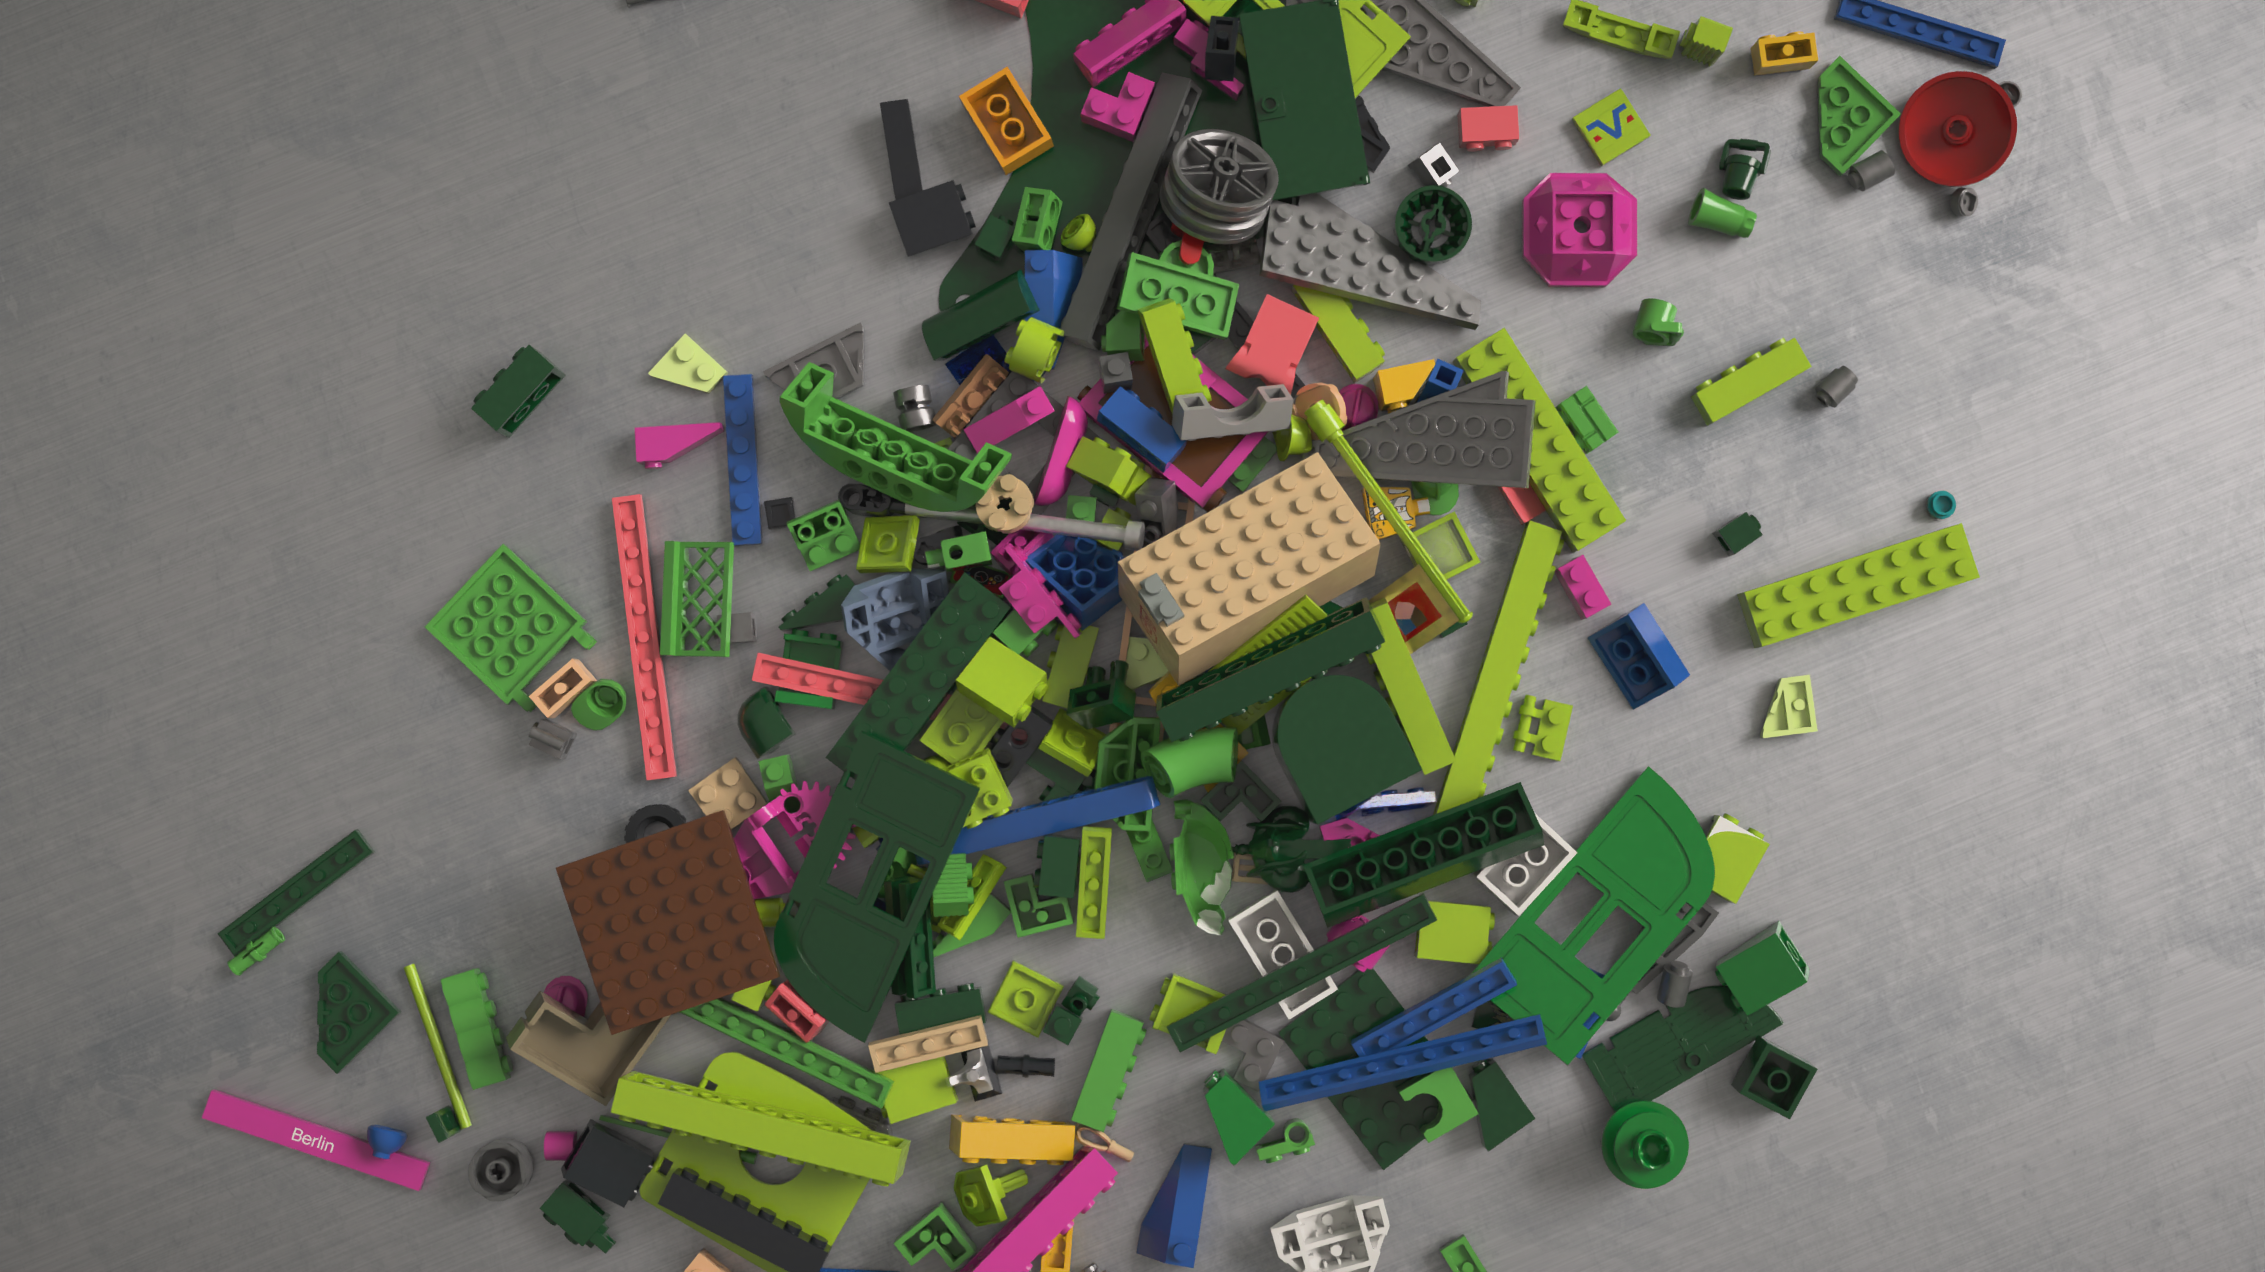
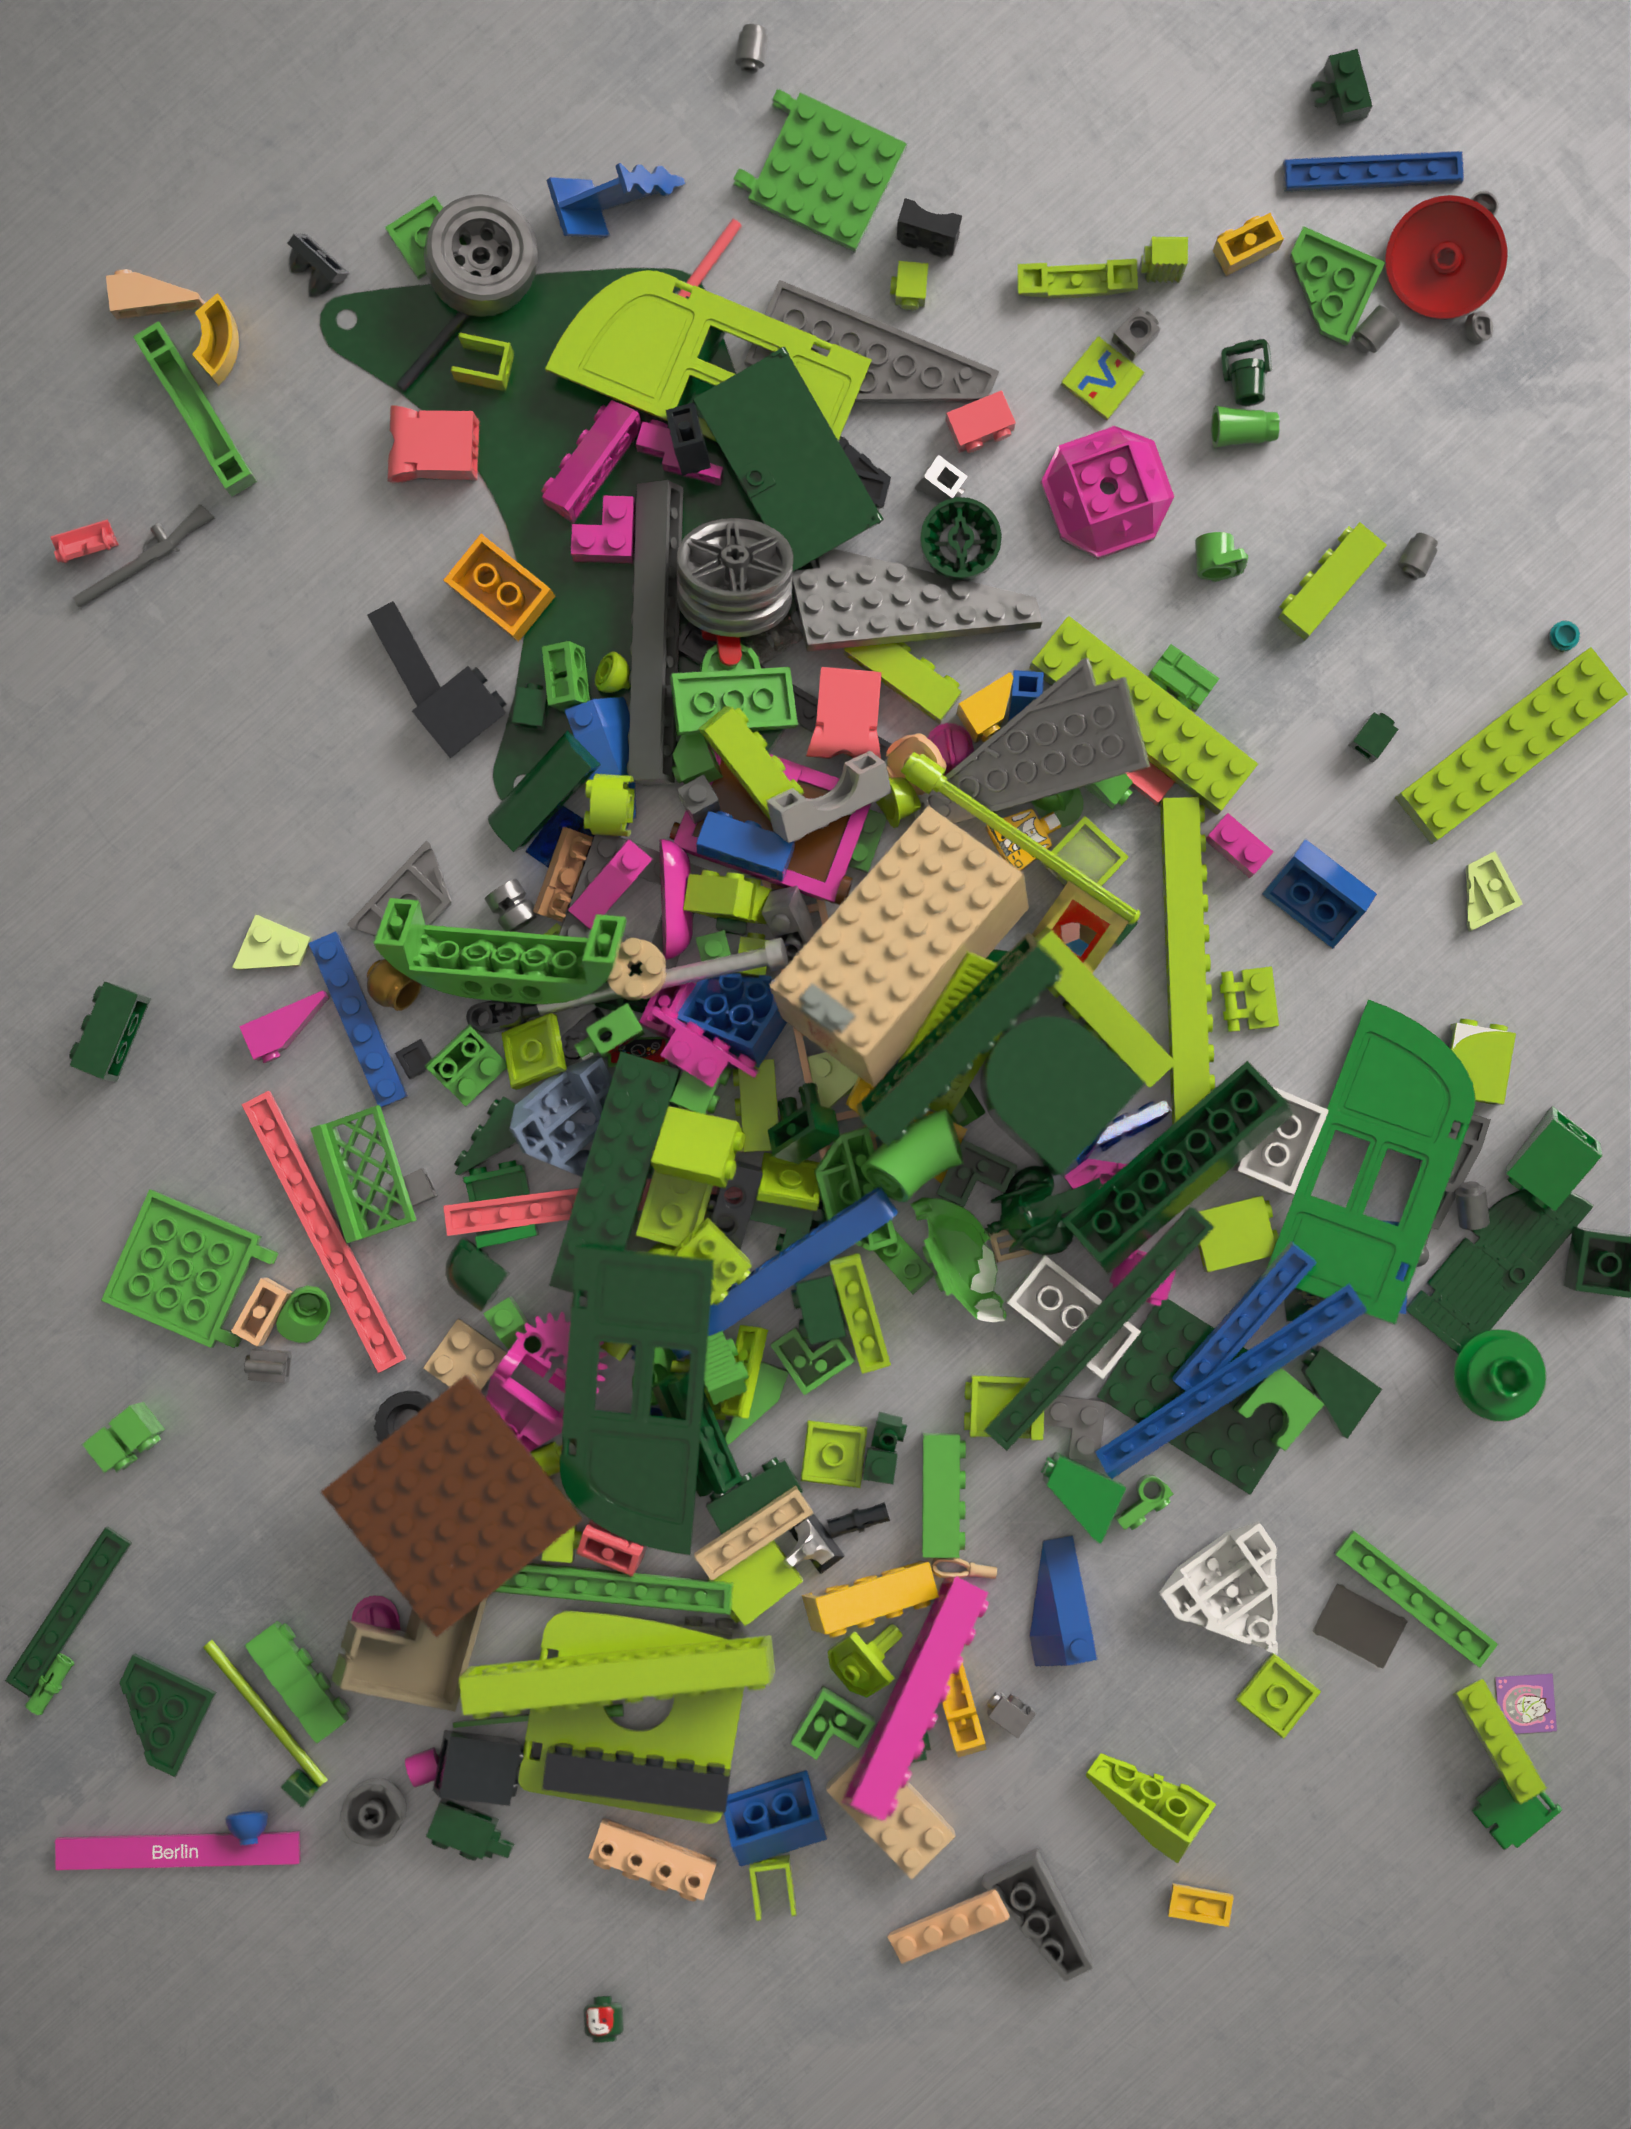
camera: 15 degrees left, 0 degrees up
(408, 753) = (129, 1433): none -> bright green piece
(782, 441) = (390, 986): none -> pearl gold piece
(1487, 497) = (1112, 790): none -> bright green slope
(1647, 107) = (1133, 346): none -> flat silver brick

